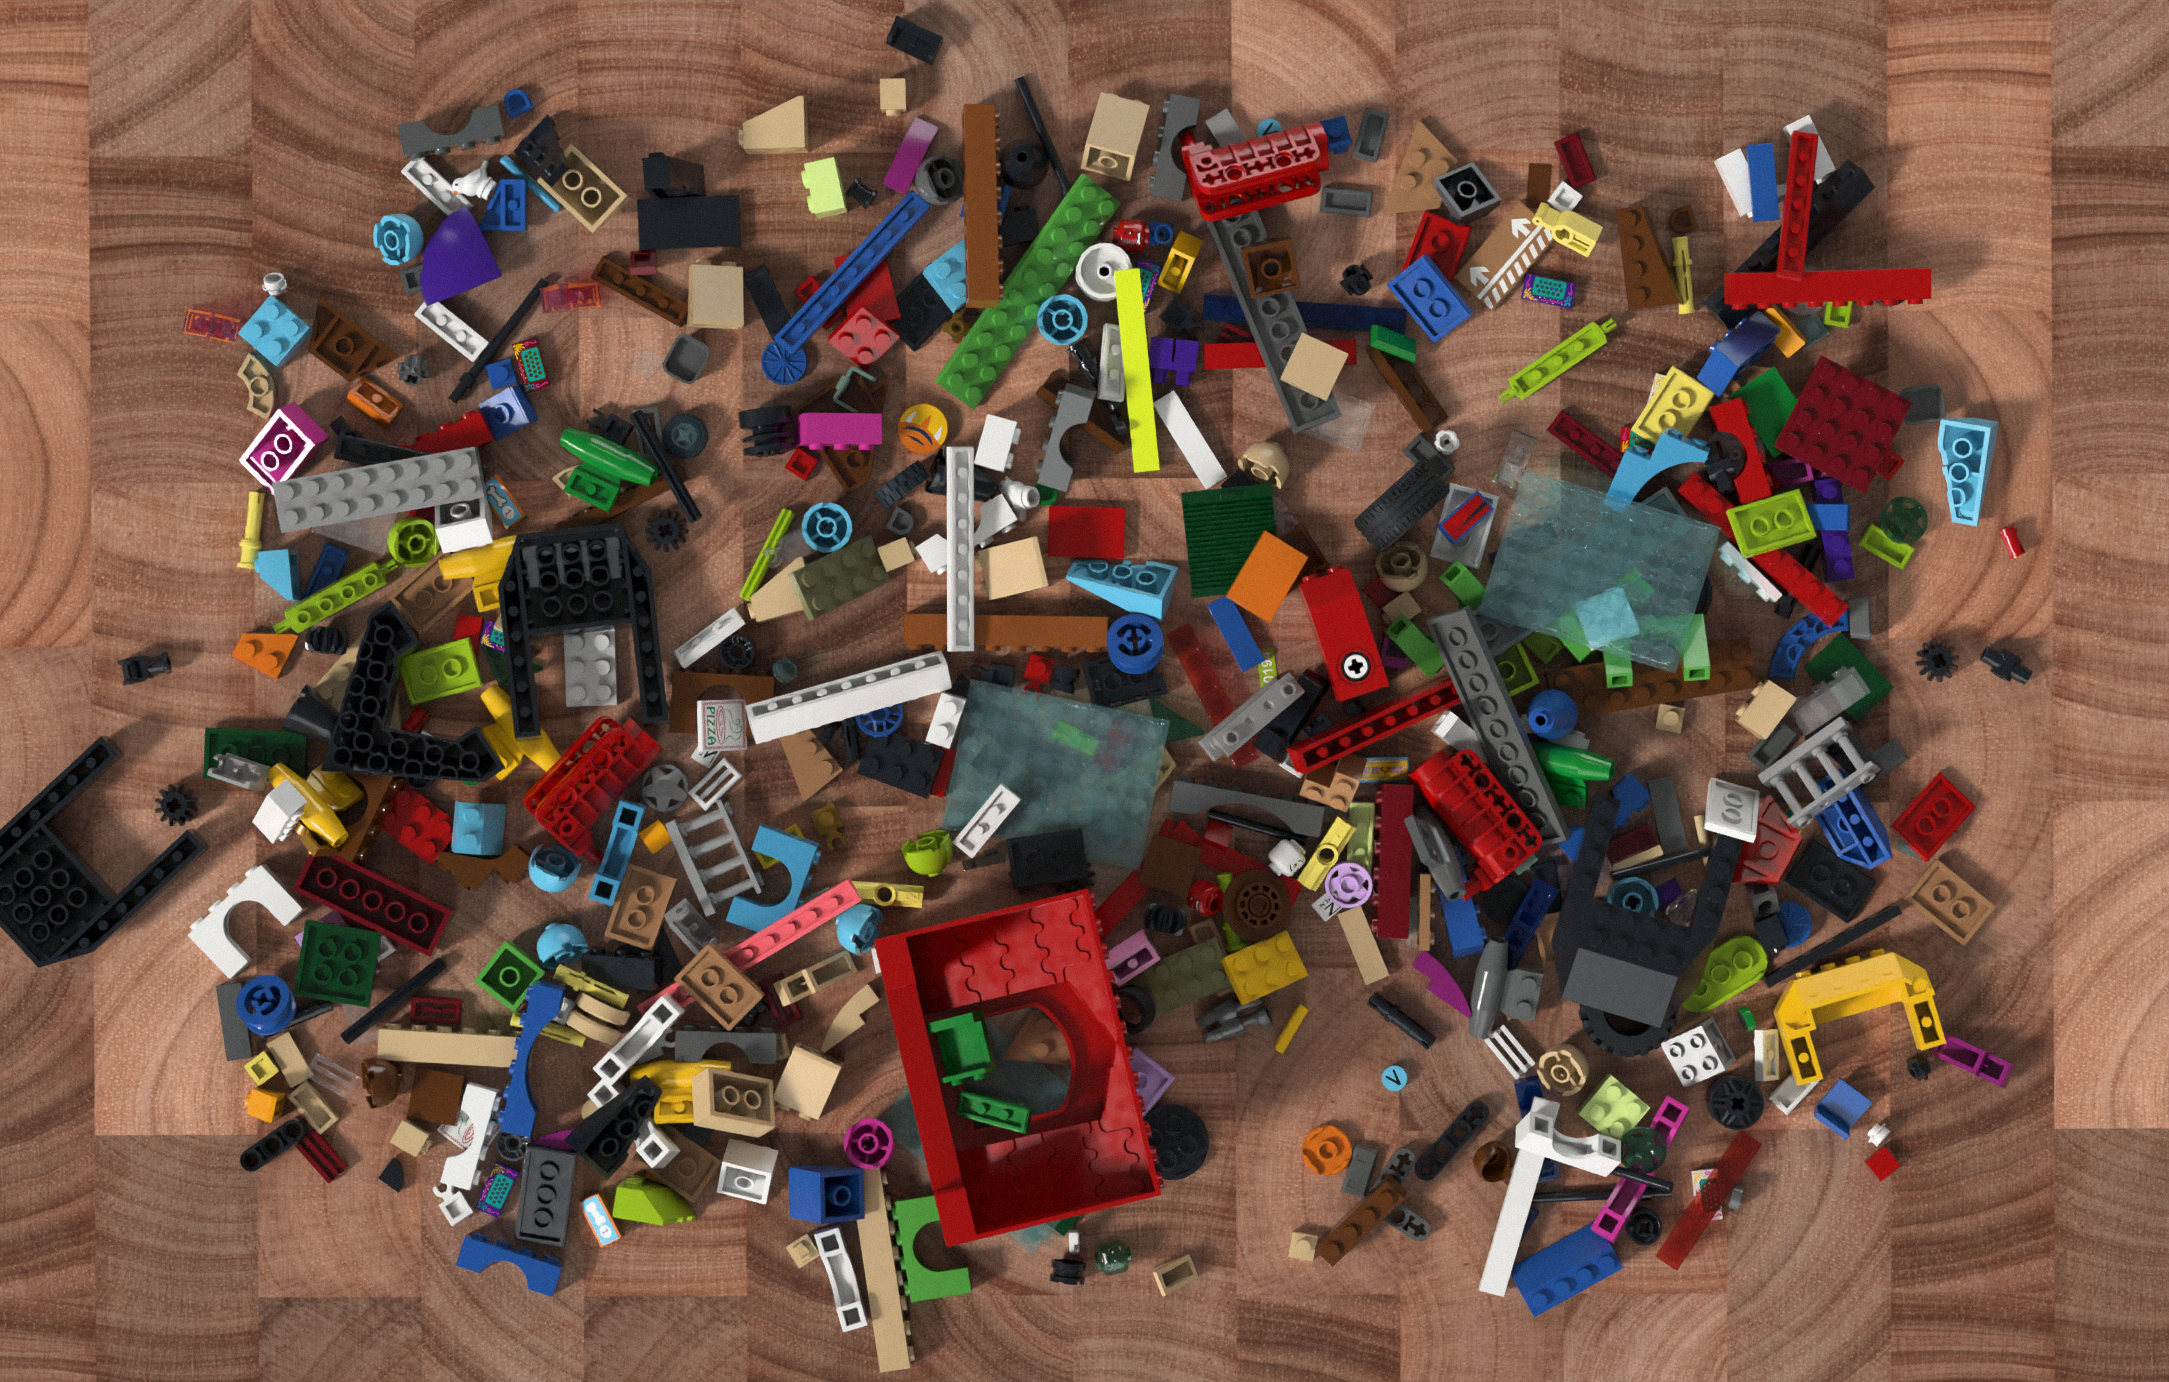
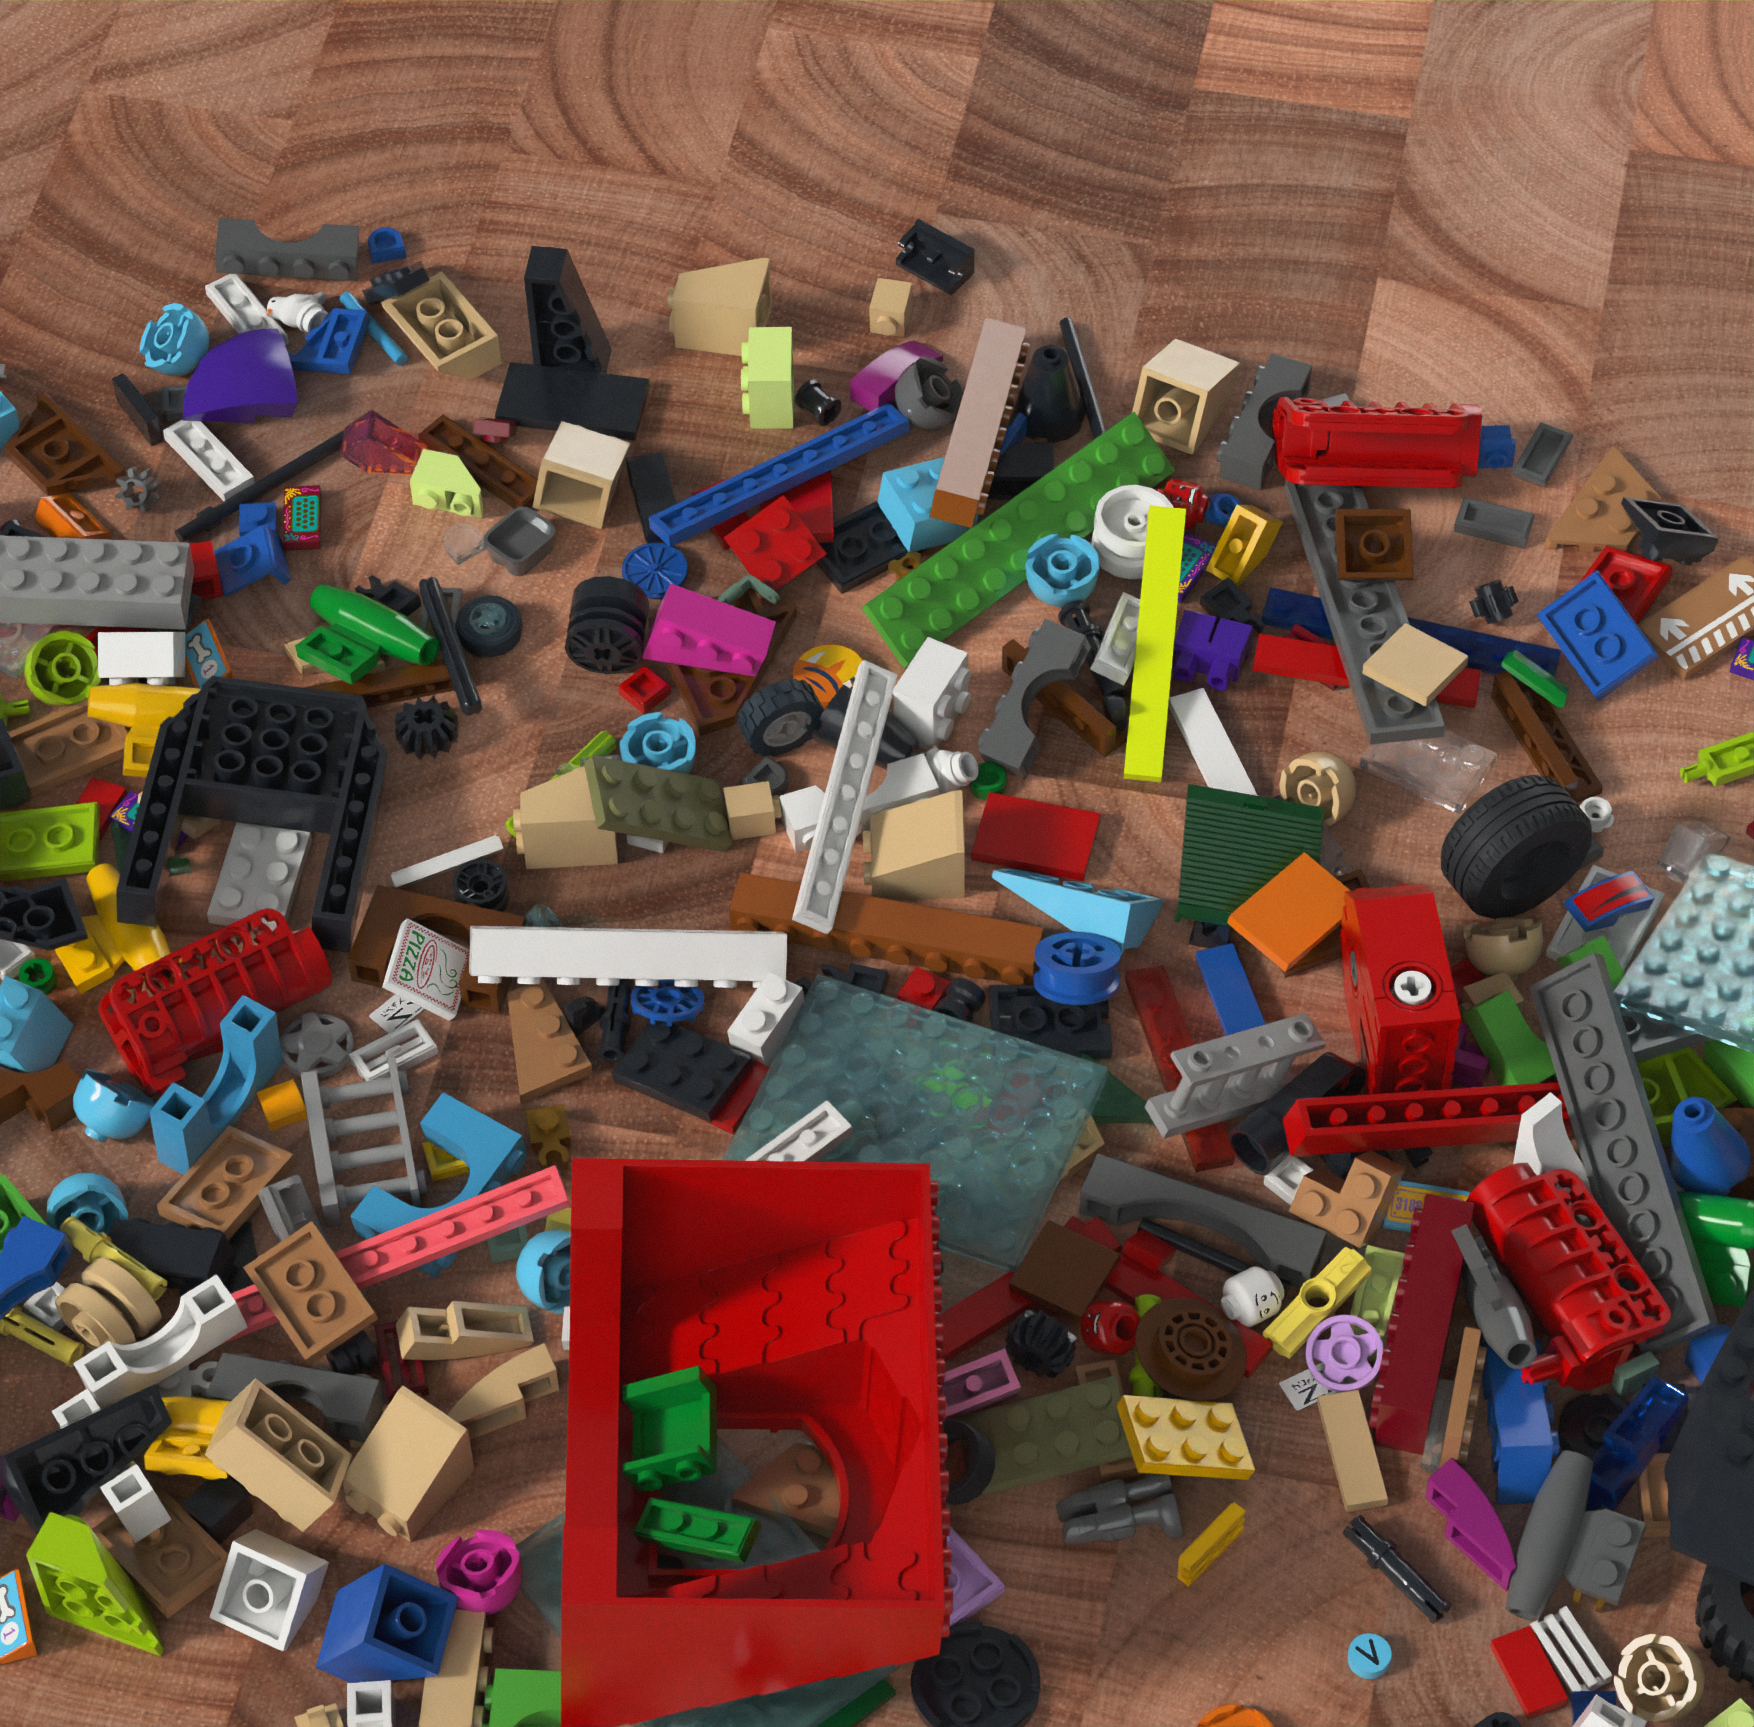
camera: 10 degrees right, 35 degrees down
(386, 294) = (137, 409): none -> black tile
(620, 320) = (445, 485): none -> yellowish green slope
(1487, 1069) = (1529, 1672): none -> red tile

